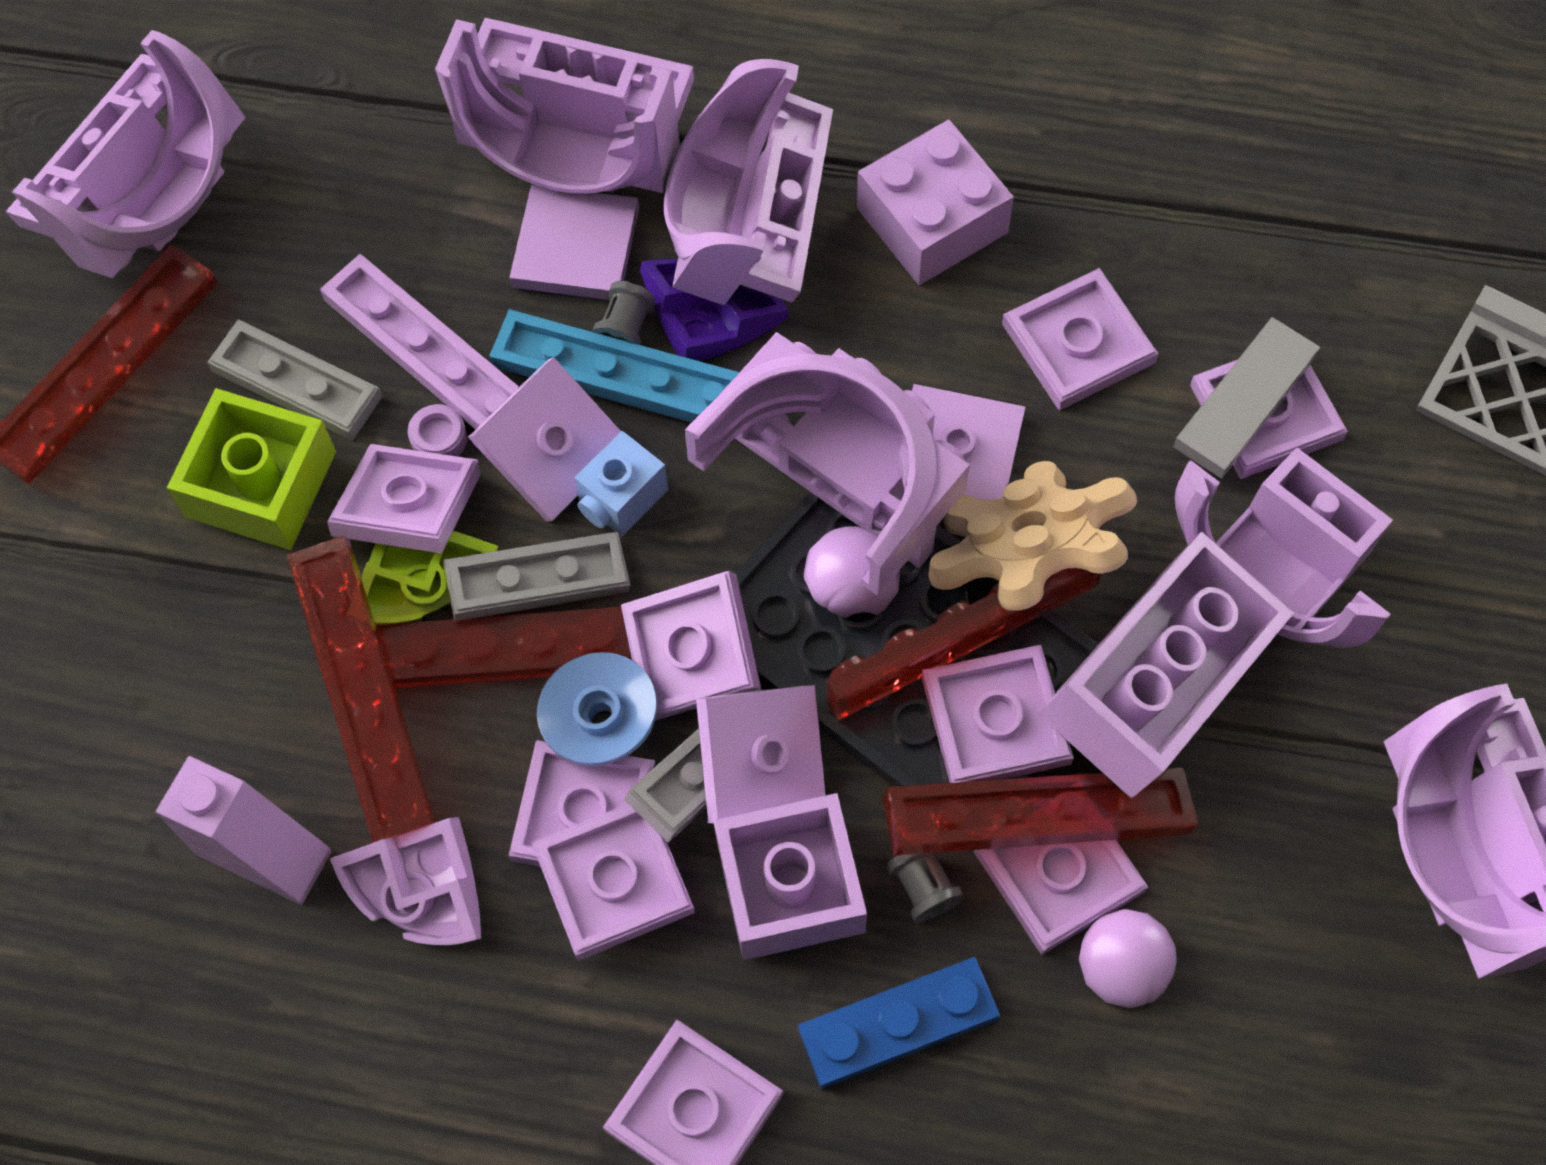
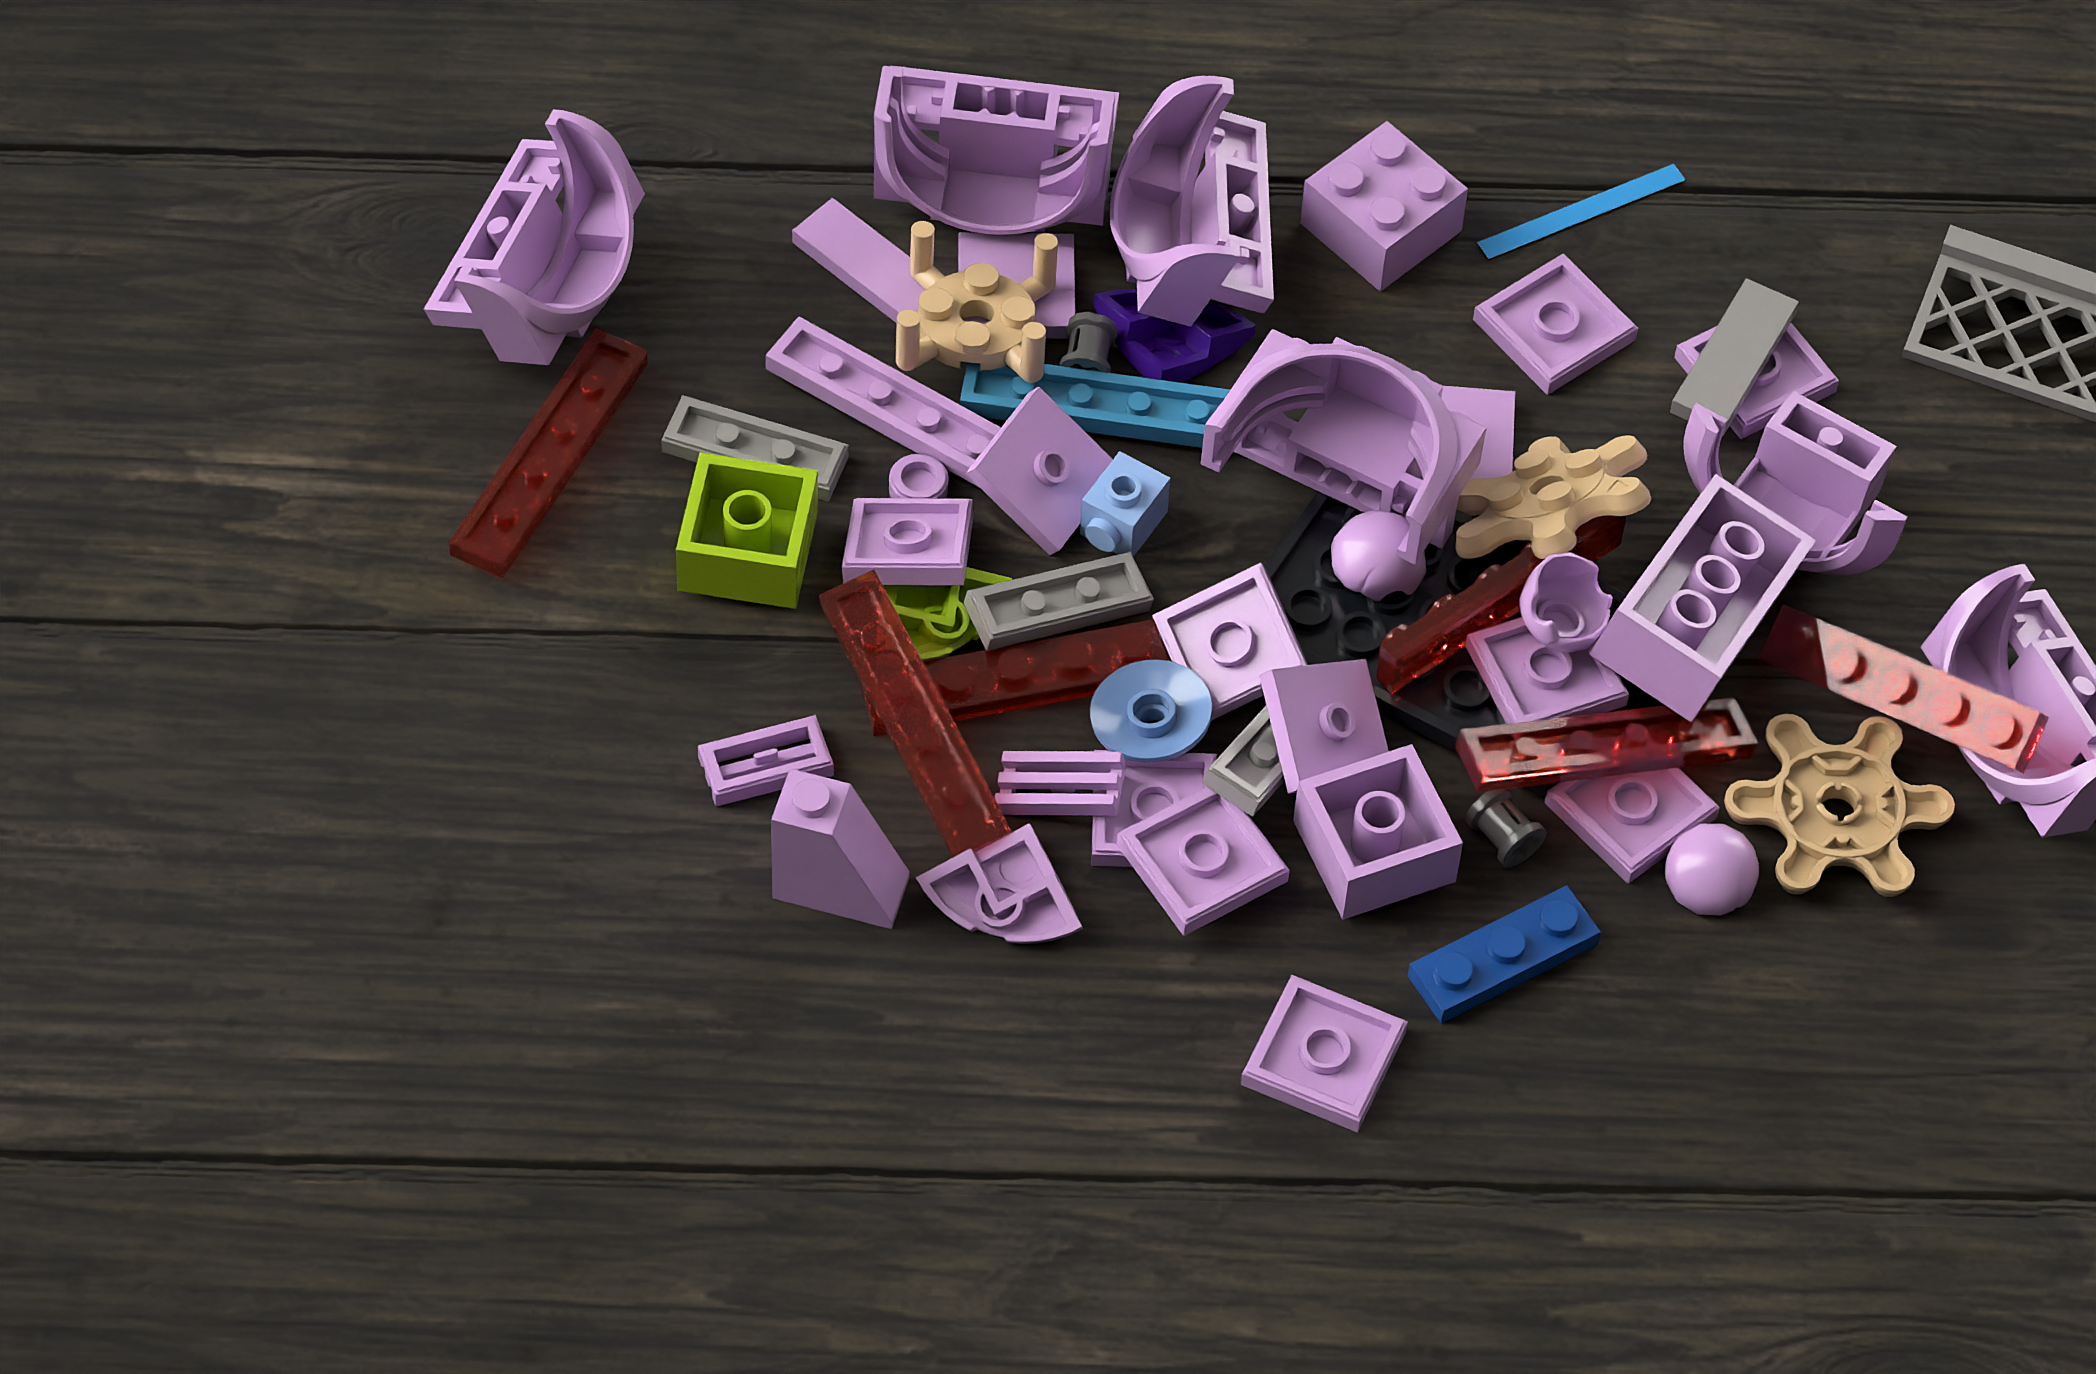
camera: 15 degrees left, 10 degrees down
(227, 728) = (768, 768): none -> lavender tile
(448, 211) = (859, 258): none -> lavender tile
(452, 762) = (1062, 774): none -> lavender tile
(515, 249) = (979, 291): none -> tan plate
(1022, 658) = (1565, 603): none -> lavender hair
(1126, 225) = (1581, 211): none -> dark azure sticker
(1300, 873) = (1852, 772): none -> tan plate
(1362, 795) = (1904, 688): none -> clear red plate

